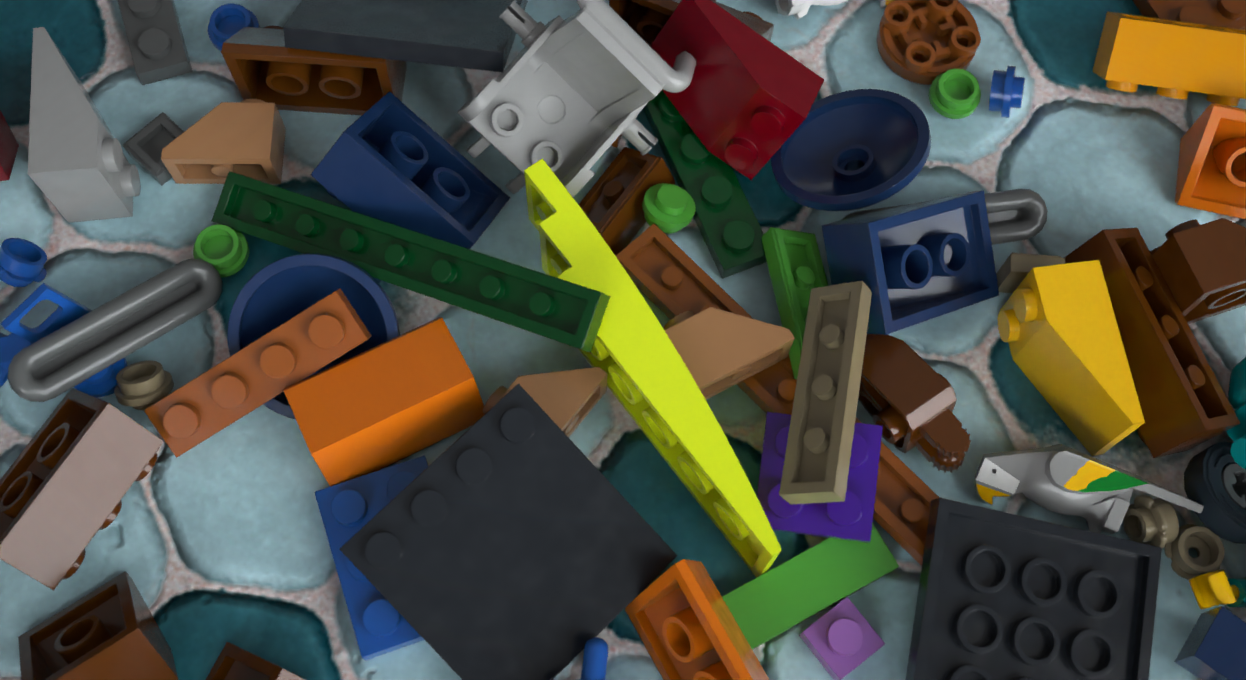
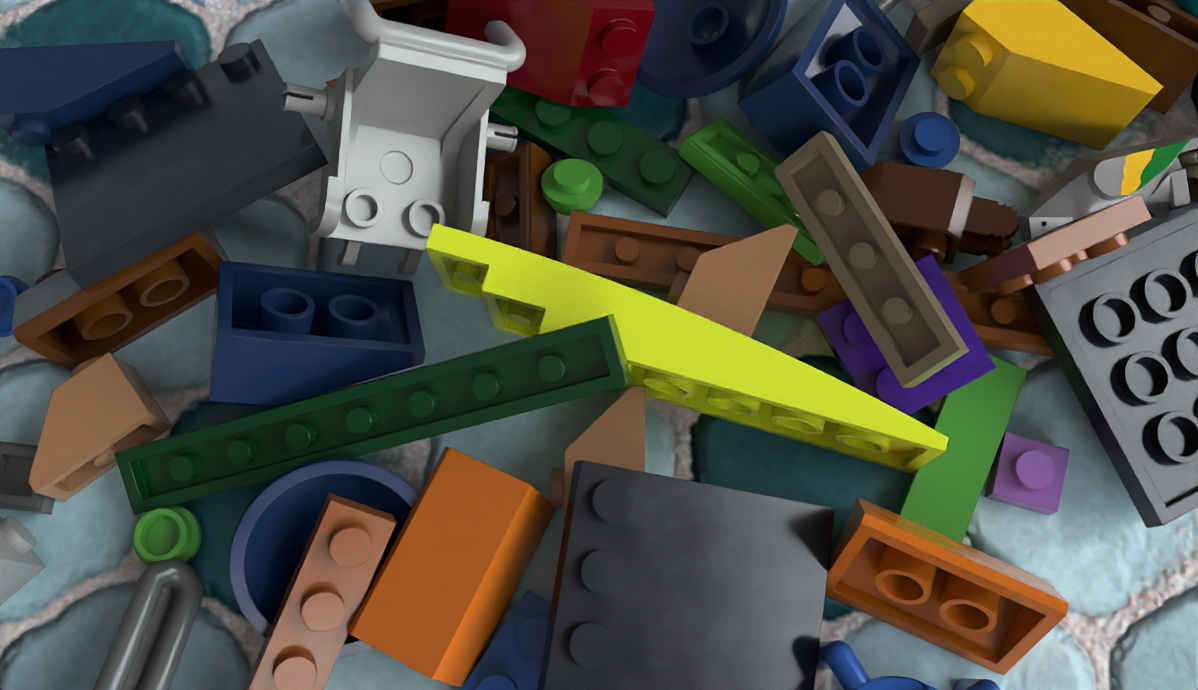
camera: 30 degrees left, 5 degrees up
(956, 354) = (928, 140): none -> blue plate
(985, 484) = (1057, 249): none -> dark orange plate

